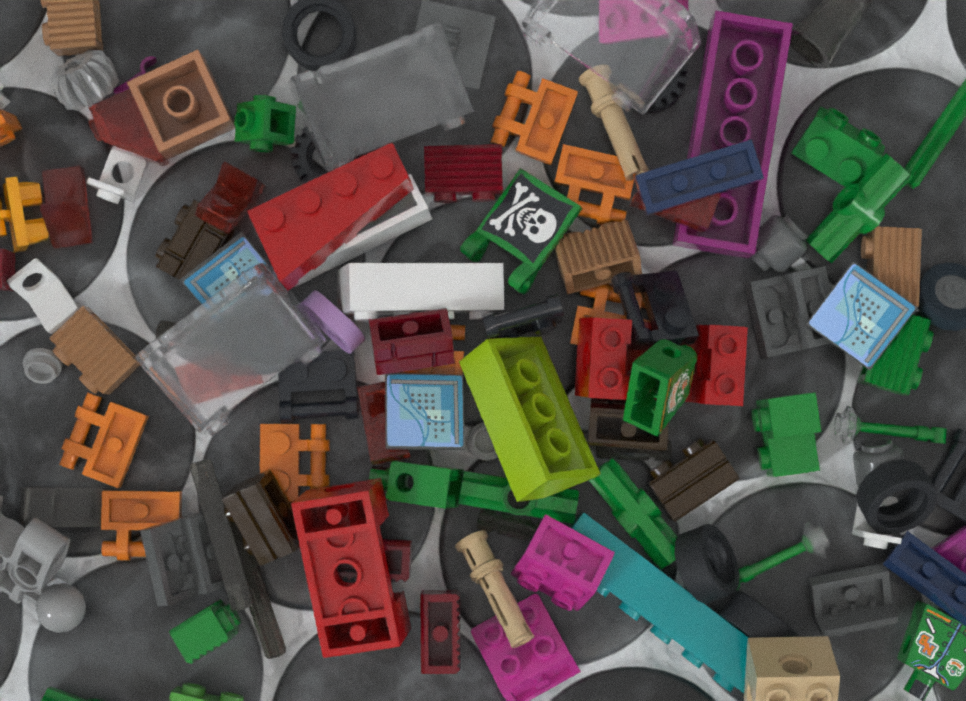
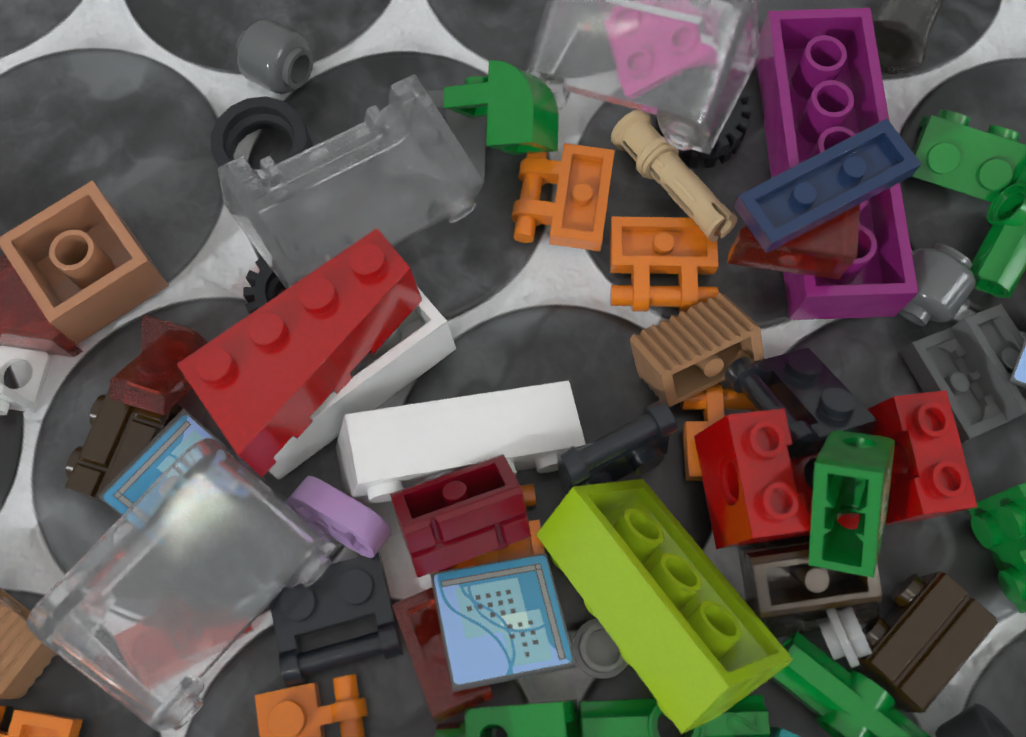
camera: 15 degrees left, 15 degrees down
(264, 123) = (202, 265): green brick -> none
(463, 171) = (487, 277): dark red brick -> none
(512, 51) = (517, 108): none -> green brick
(525, 223) = (589, 326): flag -> none
(639, 466) = (845, 636): none -> light grey plate

